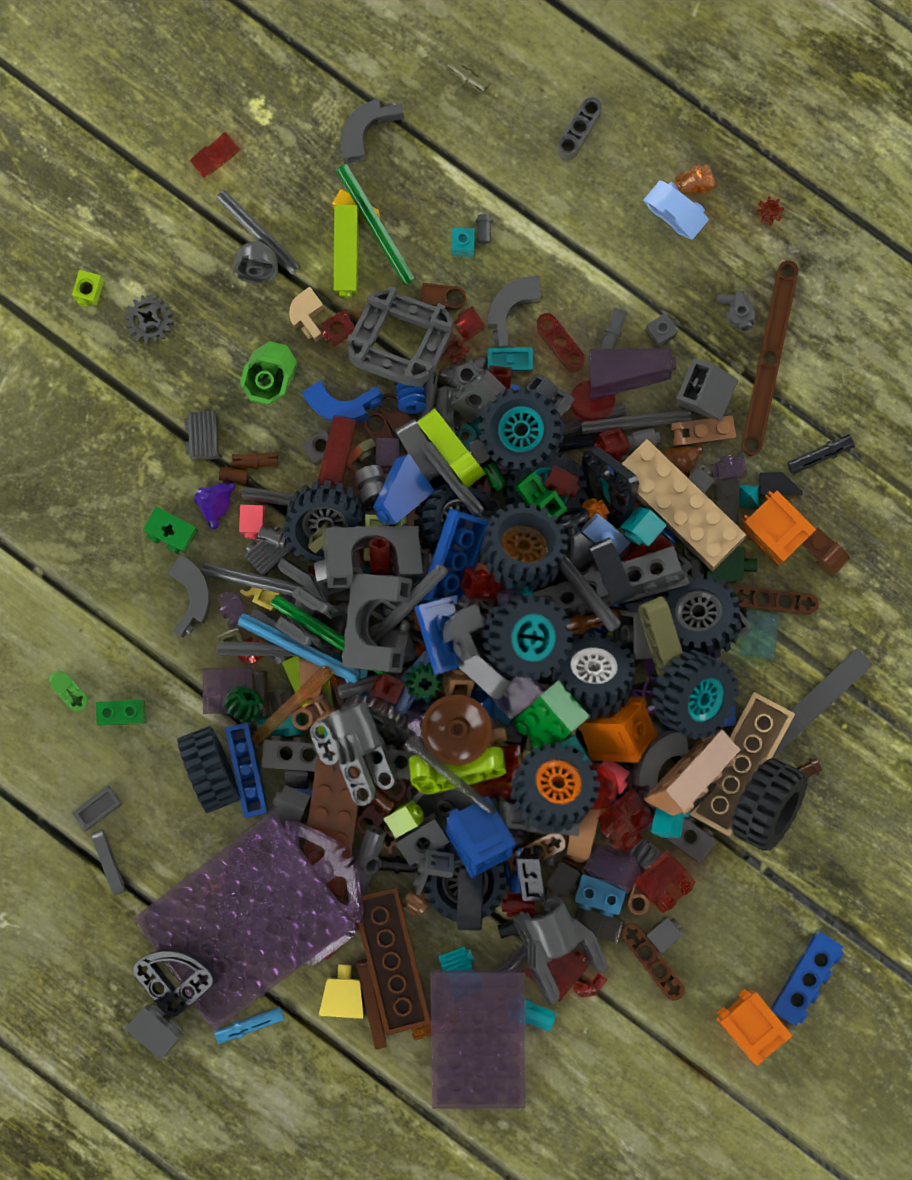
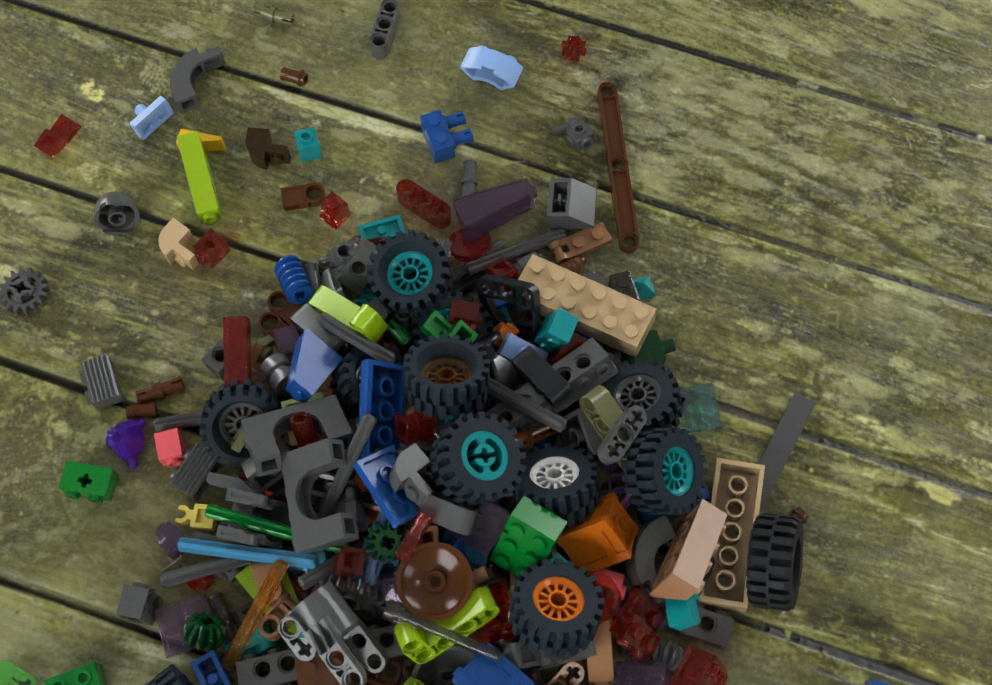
camera: 25 degrees left, 15 degrees down
(191, 660) = (138, 604): none -> dark grey brick
(198, 591) = (133, 536): dark grey arch -> none
(249, 579) = (178, 505): dark grey axle -> none
(257, 231) = (109, 186): dark grey axle -> none
(268, 373) = (151, 303): bright green brick -> none
(272, 537) = (193, 454): dark grey pin -> none
(313, 162) = (150, 117): none -> light blue tile
(326, 406) = (212, 316): blue arch -> none
(375, 224) = (221, 148): green axle -> none
(390, 303) = (296, 254): dark grey plate -> none
(413, 233) = (261, 149): none -> dark brown brick
(449, 687) = (413, 537): none -> clear red axle
(461, 350) = (327, 230): clear red gear -> none
(470, 157) = (297, 77): none -> reddish brown pin
(484, 228) = (322, 124): dark grey pin -> none
(514, 294) = (365, 178): dark grey arch -> none
(596, 270) = (437, 134): none -> blue brick
(661, 330) = (512, 167): dark grey brick -> none
(676, 651) = (612, 437): none -> dark grey beam
(697, 180) = (502, 39): clear orange piece -> none
(730, 467) = (617, 263): clear purple brick -> none
(773, 603) = (701, 375): reddish brown beam -> none
(777, 481) = (665, 269): black tile -> none
(777, 528) = (681, 302): orange container -> none
(825, 452) = (701, 226): black pin -> none
(829, 554) = (737, 312): reddish brown brick -> none

